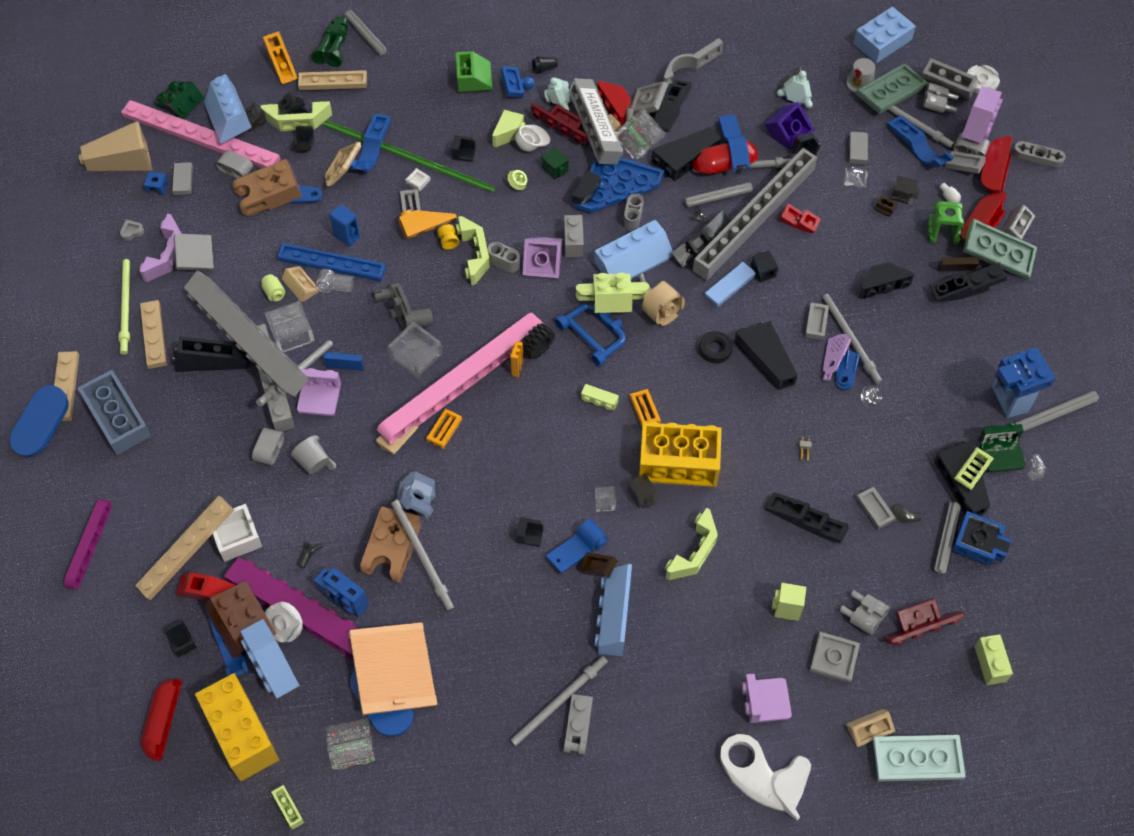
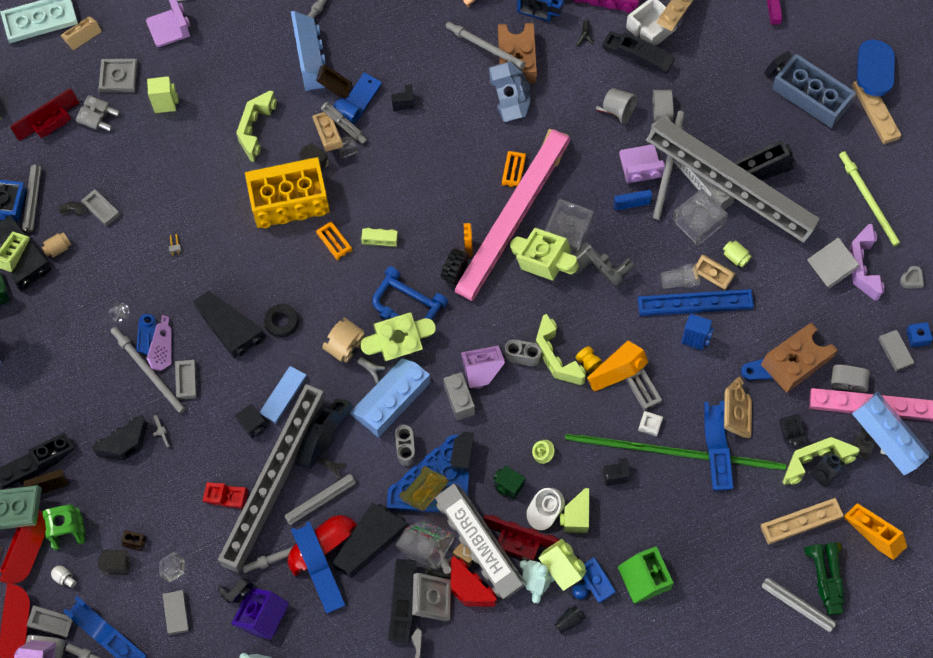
camera: 165 degrees right, 5 degrees up
(133, 445) = (777, 64): none -> black plate
(153, 334) = (826, 180): tan plate -> none
(265, 508) = (640, 50): none -> black slope
(450, 326) = (550, 248): none -> yellowish green brick
(536, 89) = (563, 564): none -> yellowish green brick
(602, 522) = (345, 124): none -> light grey piece
(620, 513) = (327, 132): none -> tan tile
(627, 160) = (423, 495): none -> clear yellow plate
(807, 518) = (162, 180): black slope -> none
(847, 283) = (160, 431): none -> light grey piece
(926, 476) = (56, 245): none -> tan brick

